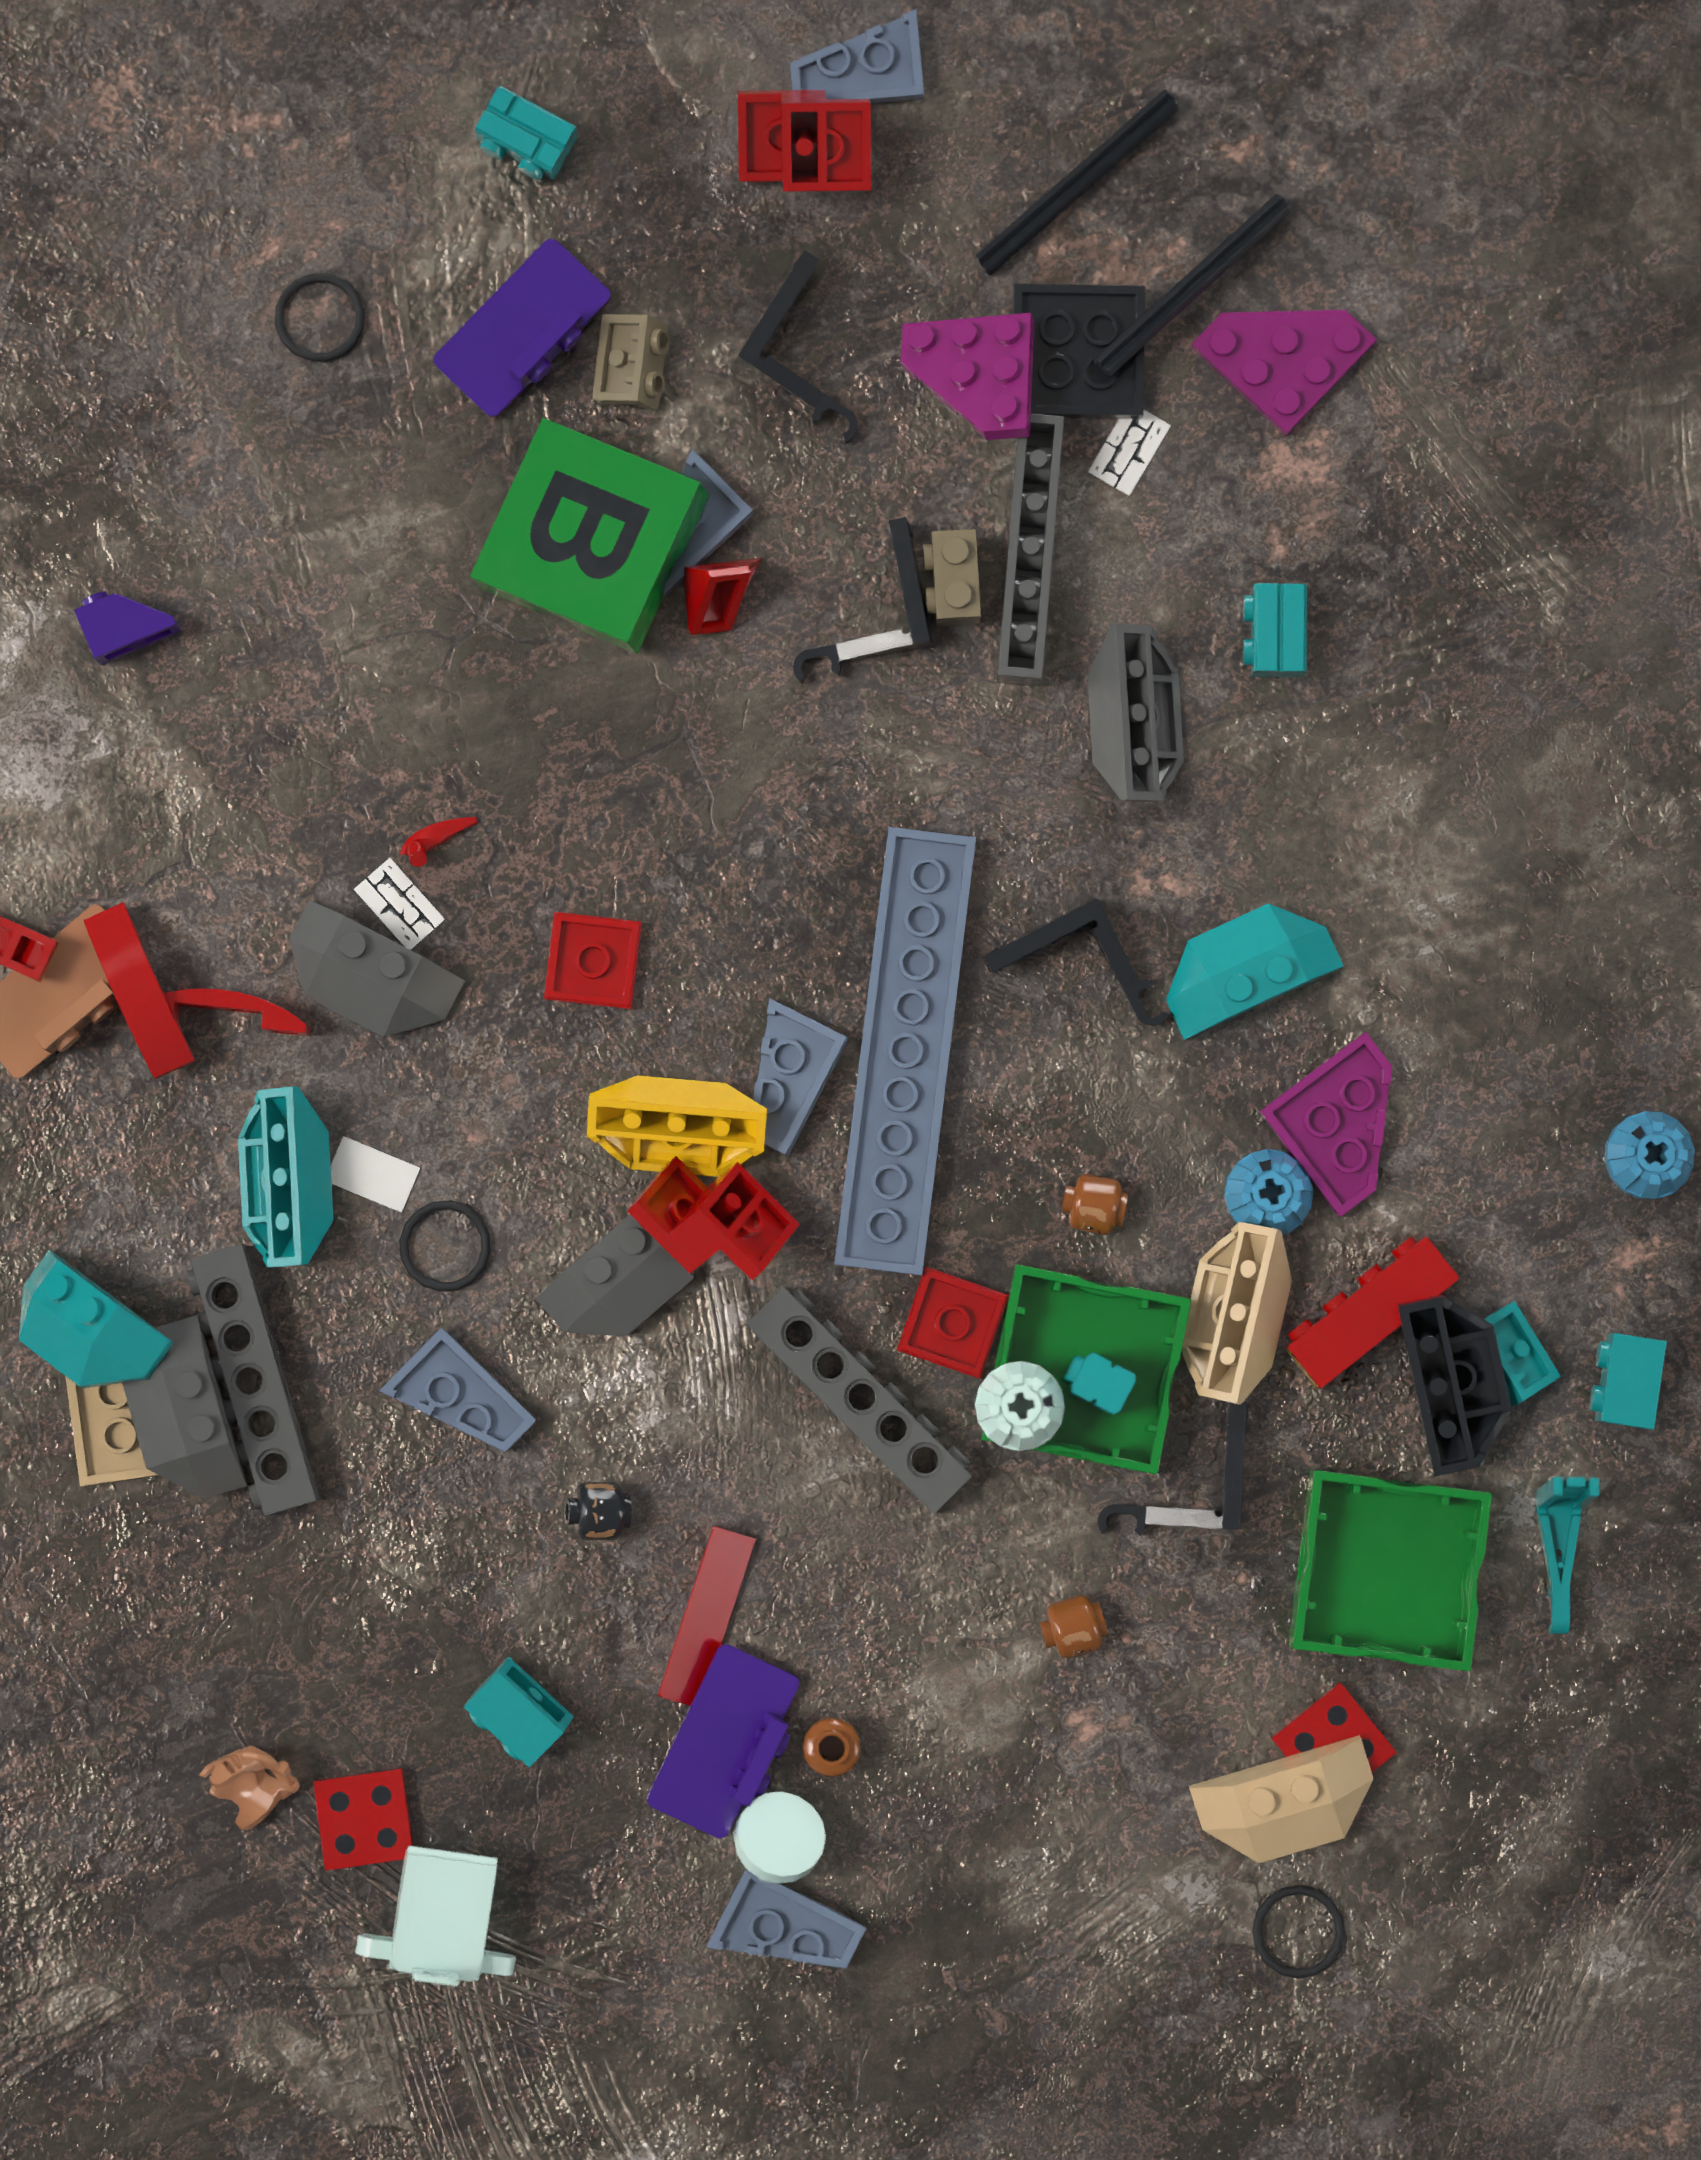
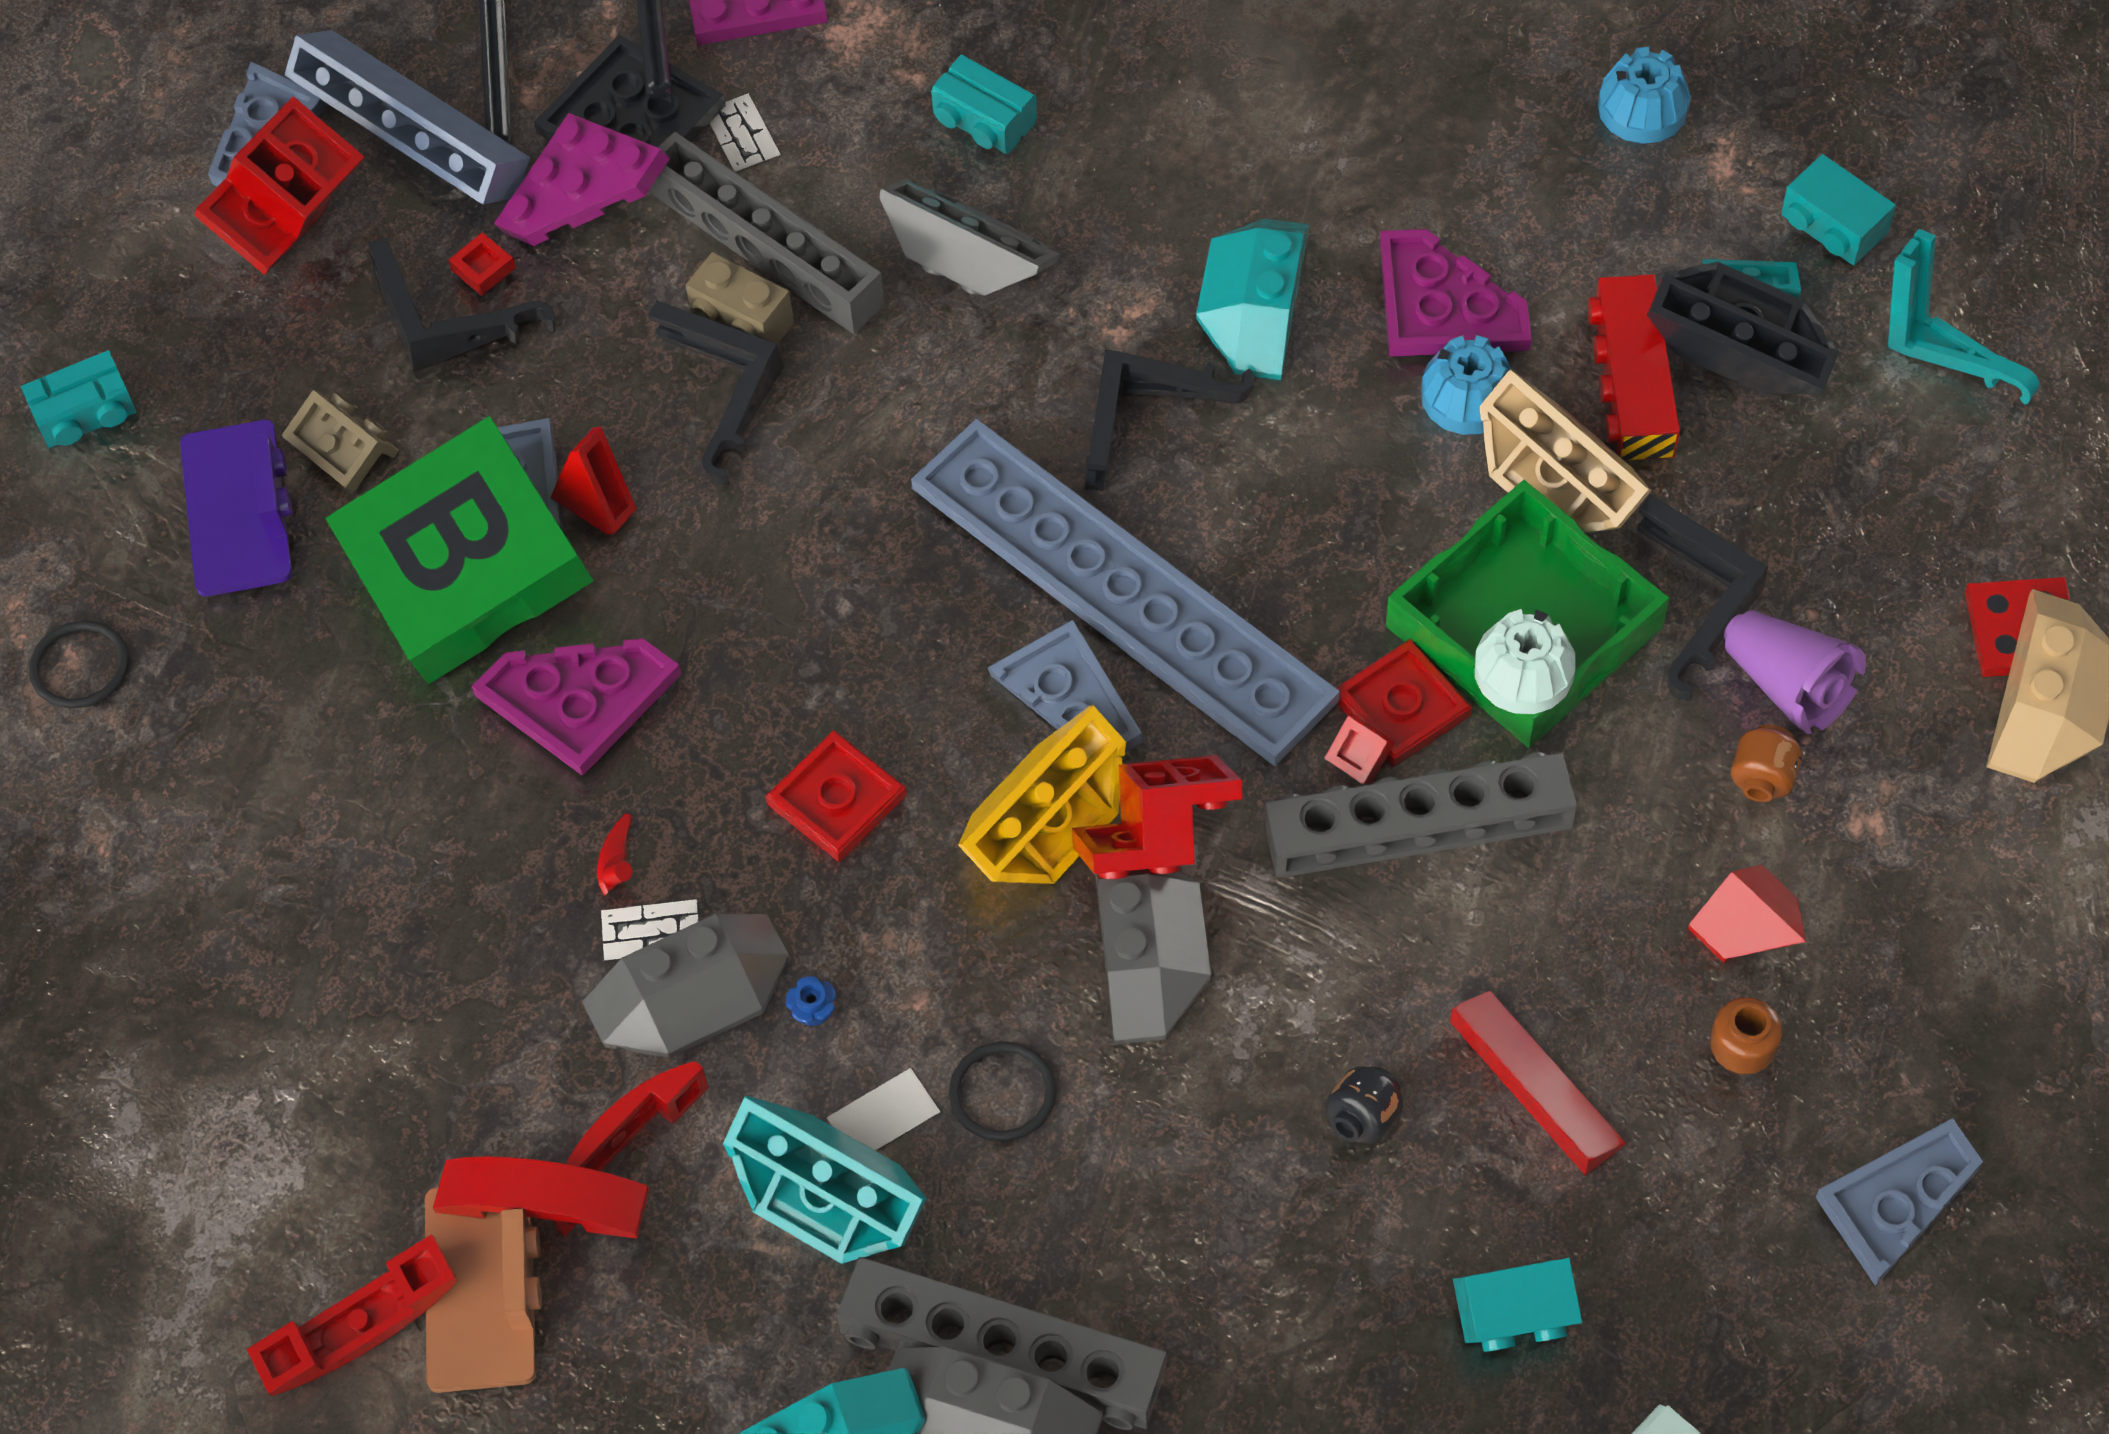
camera: 50 degrees left, 25 degrees down
(121, 625) = (194, 994): dark purple slope -> none
(427, 1071) = (815, 1012): none -> blue plate
(460, 1392) = (1156, 1161): sand blue wing -> none
(540, 712) = (578, 695): none -> magenta plate
(725, 1742) = (1680, 1133): dark purple bracket -> none
(779, 1837) = (1811, 1133): light aqua piece -> none
(858, 344) = (482, 264): none -> red plate
(884, 1321) = (1359, 750): none -> plate
(940, 1693) = (1749, 915): none -> slope
(946, 179) = (406, 116): none -> sand blue brick
(1095, 1204) = (1378, 518): dark orange head -> none
(1096, 1381) = (1553, 584): teal brick -> none
(1169, 1597) = (1796, 667): none -> medium lavender cone
(1389, 1570) = (1886, 483): green tile -> none

